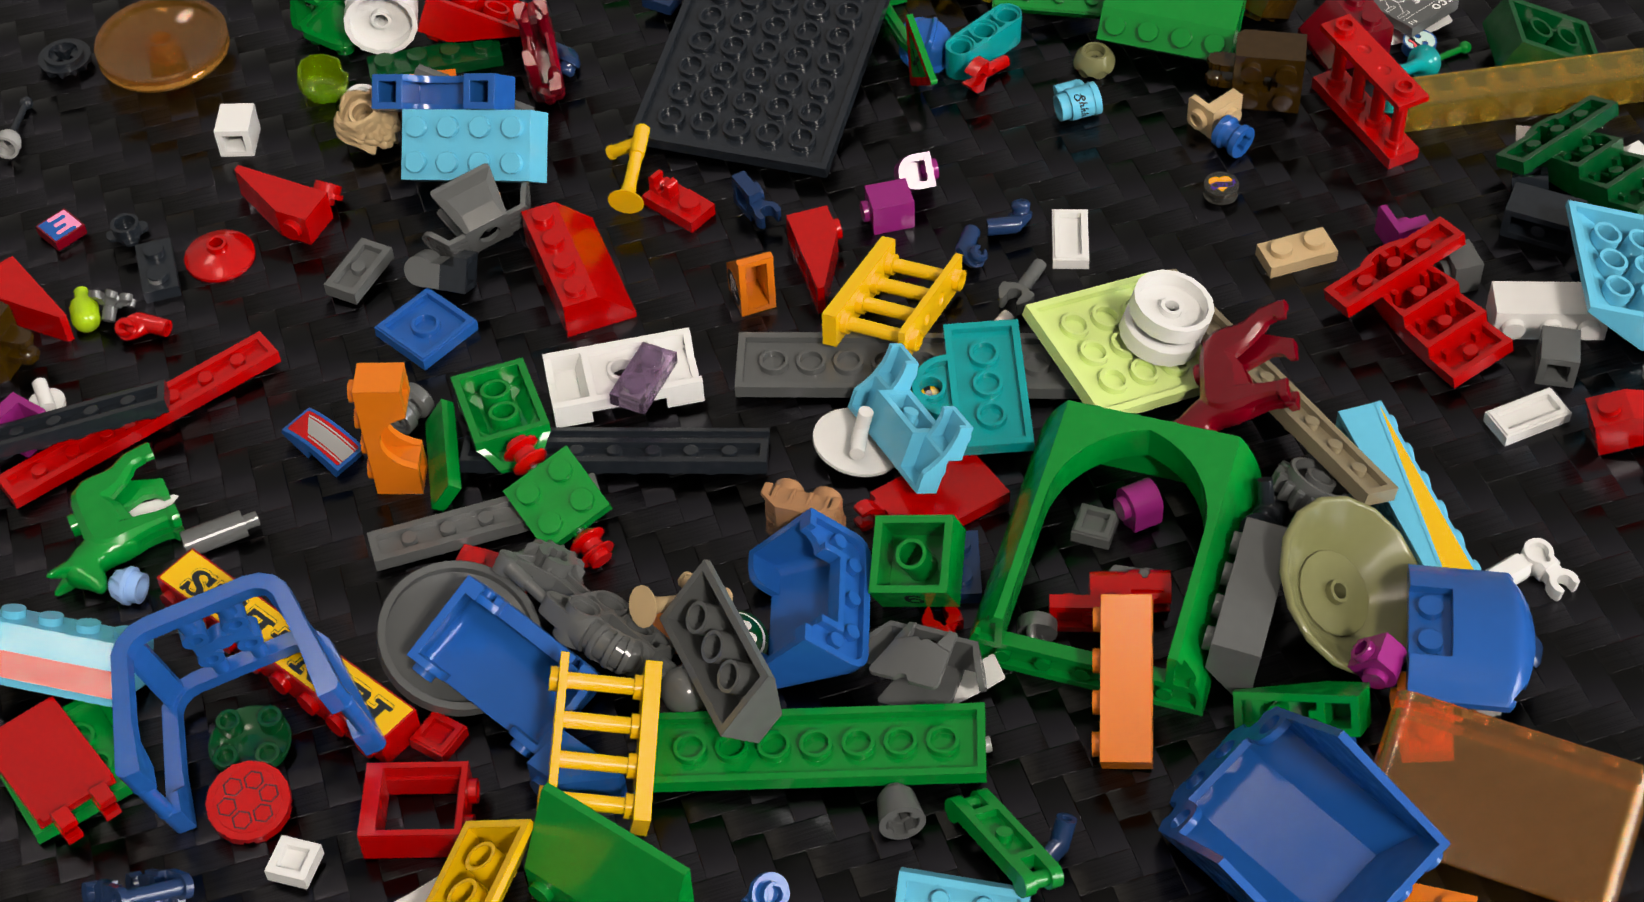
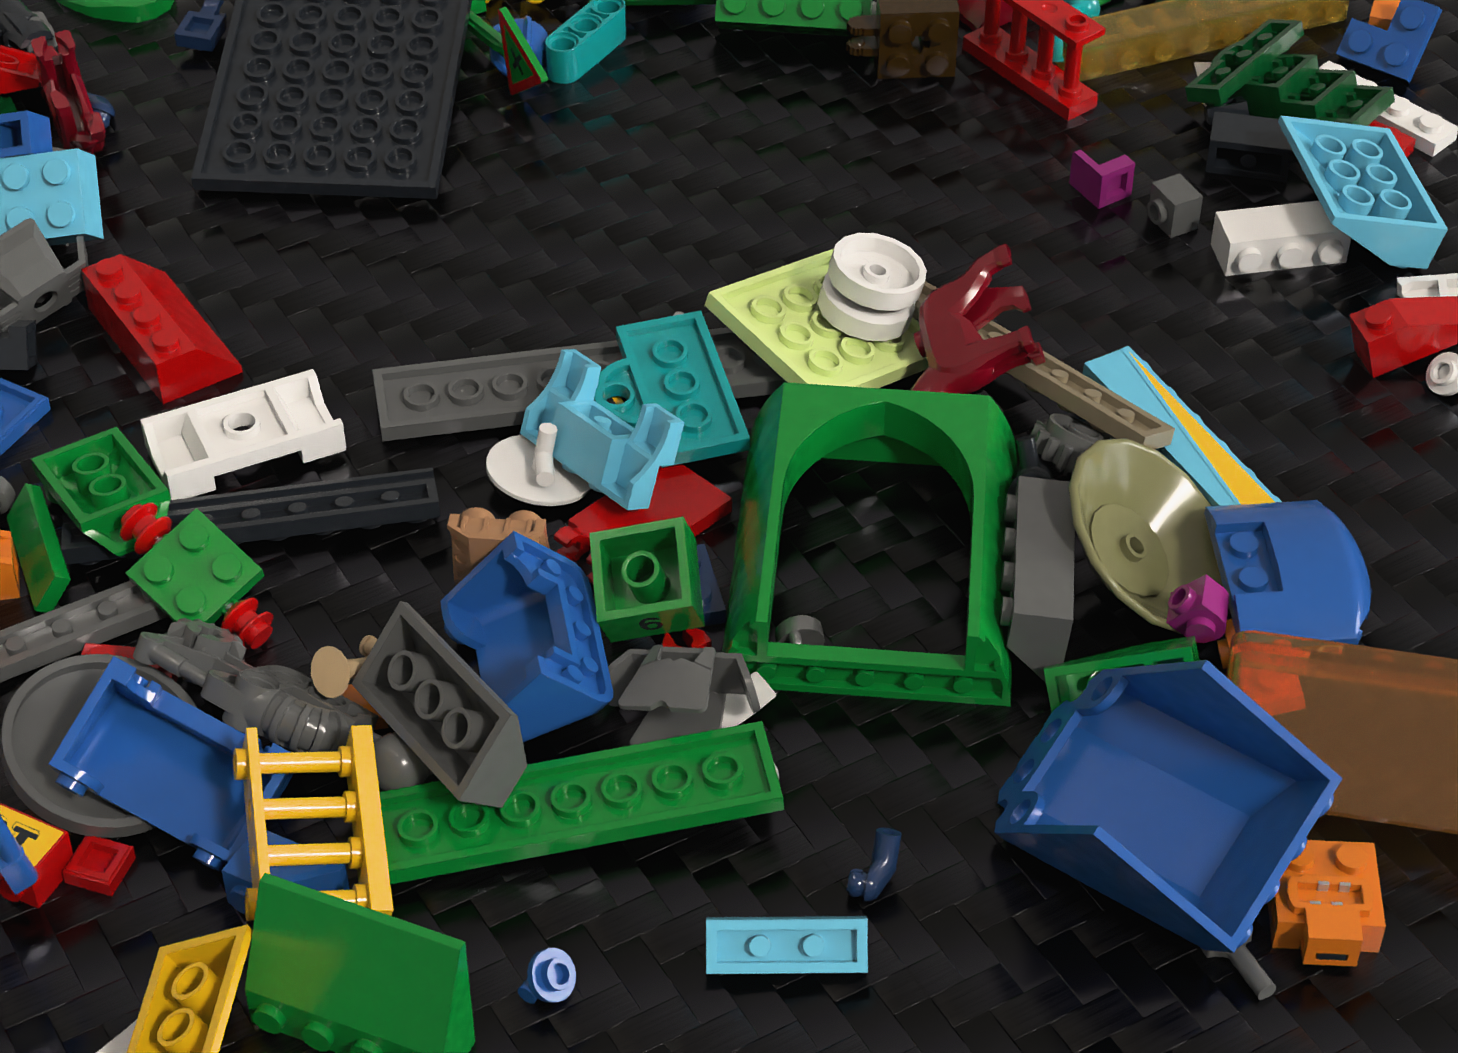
camera: 15 degrees left, 5 degrees down
(413, 778) = (80, 915): red window -> none
(626, 199) = (204, 245): yellow piece -> none
(643, 378) = (271, 428): clear purple piece -> none
(677, 202) = (264, 244): red plate -> none
(751, 200) = (352, 230): dark blue plate -> none
(752, 283) = (377, 313): orange slope -> none
(814, 243) = (439, 269): red slope -> none
(872, 278) = (520, 289): yellow fence -> none
(888, 206) = (518, 218): magenta brick -> none
(899, 812) = (687, 860): dark grey hat -> none
(918, 170) = (542, 178): plate -> none
(967, 246) = (622, 254): dark blue arm -> none
(981, 69) = (591, 67): red bar -> none
(1005, 841) = (824, 869): green plate -> none
(1013, 222) = (664, 220): dark blue arm -> none
(1022, 288) = (692, 286): dark grey bar -> none
(1070, 239) = (733, 229): white tile -> none
(1075, 611) = (880, 595): red plate -> none
(1076, 100) = (707, 87): medium azure piece -> none
(1094, 60) = (715, 45): olive plate -> none
(1094, 526) = (837, 522): dark grey tile -> none
(1125, 681) = (922, 673): orange brick -> none
(1139, 504) = (885, 490): magenta plate -> none
(1205, 115) = (868, 85): tan bracket -> none
(1221, 188) = (890, 158): clear smoke tile -> none
(1232, 136) = (891, 103): blue wheel -> none
(1296, 252) = (990, 214): tan plate -> none
(1424, 303) = (1147, 244): red slope -> none
(1527, 416) = (1286, 347): white tile -> none
(1539, 561) = (1342, 491): white bar -> none
(1558, 356) = (1304, 281): dark grey brick -> none

